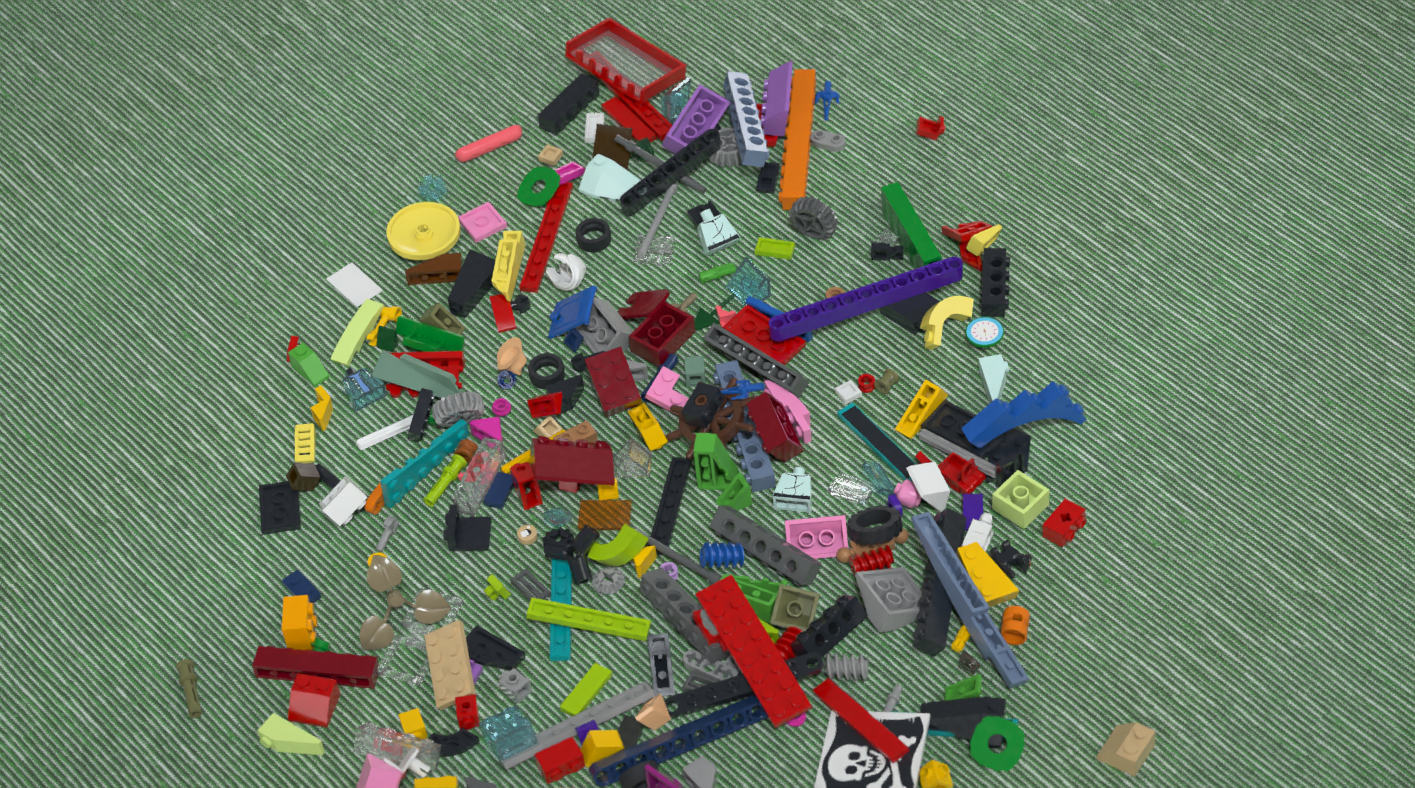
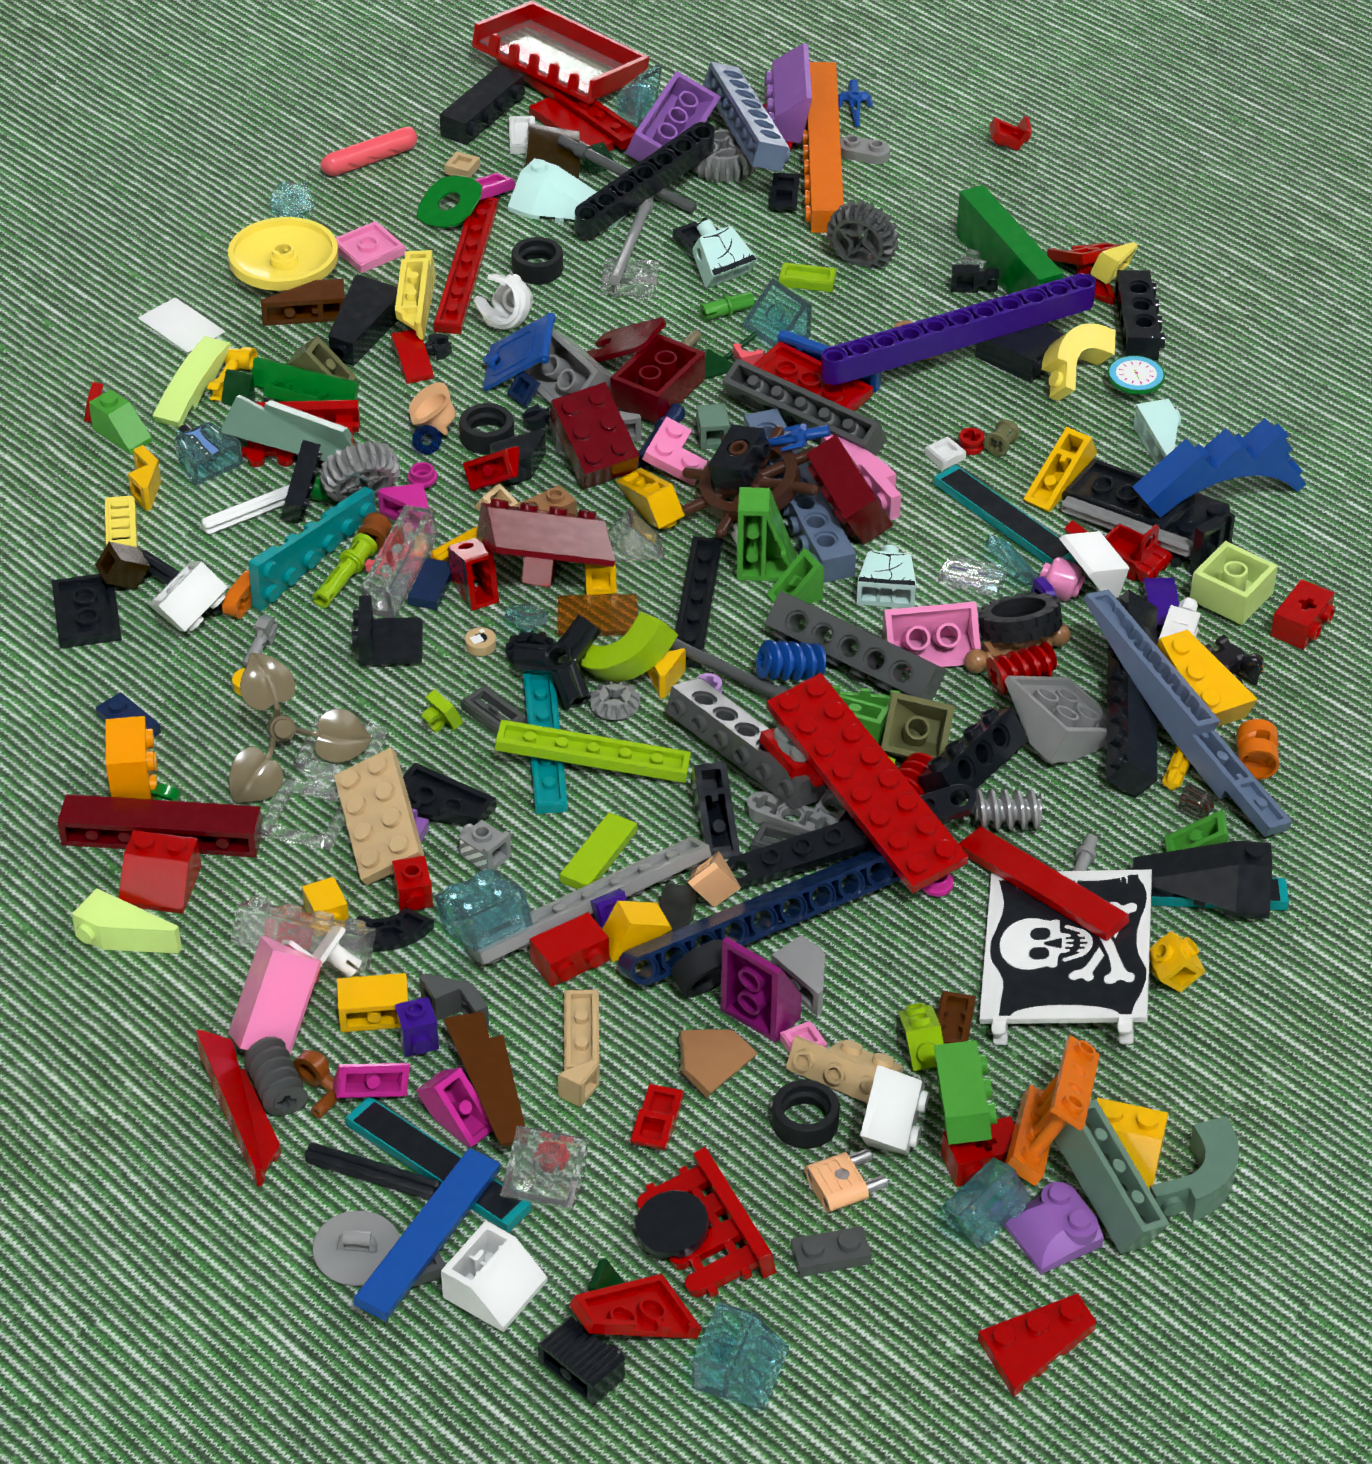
camera: 10 degrees left, 5 degrees down
(997, 761) = (1291, 901): green piece -> none

